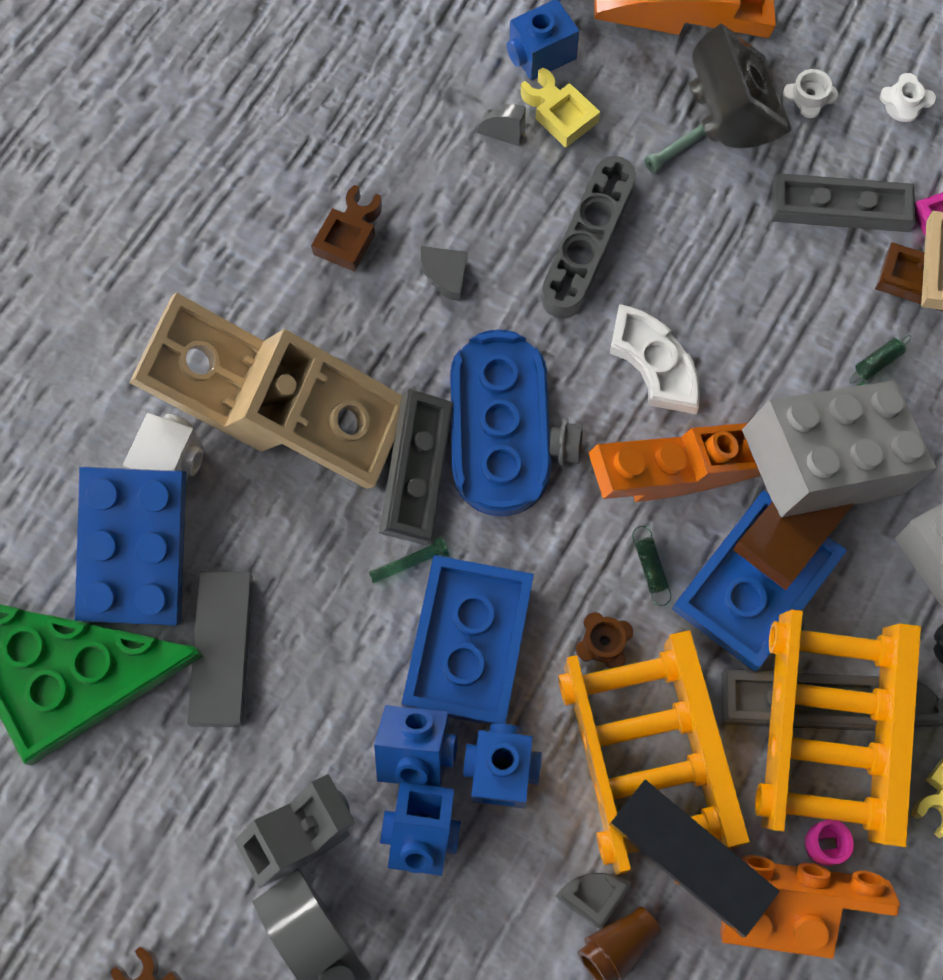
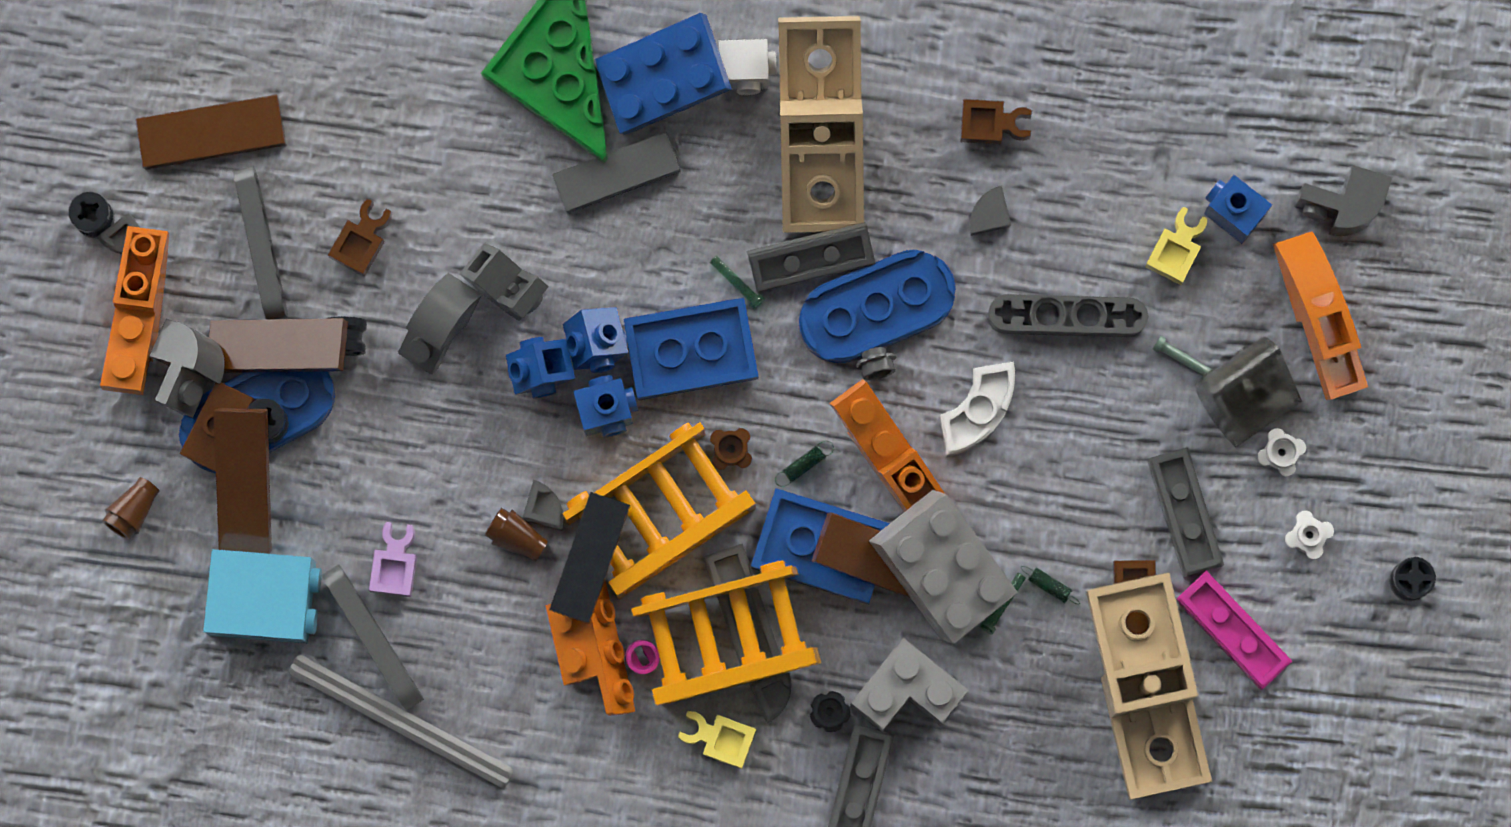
camera: 70 degrees right, 10 degrees up
(504, 124) = (1143, 207): dark grey tile -> none

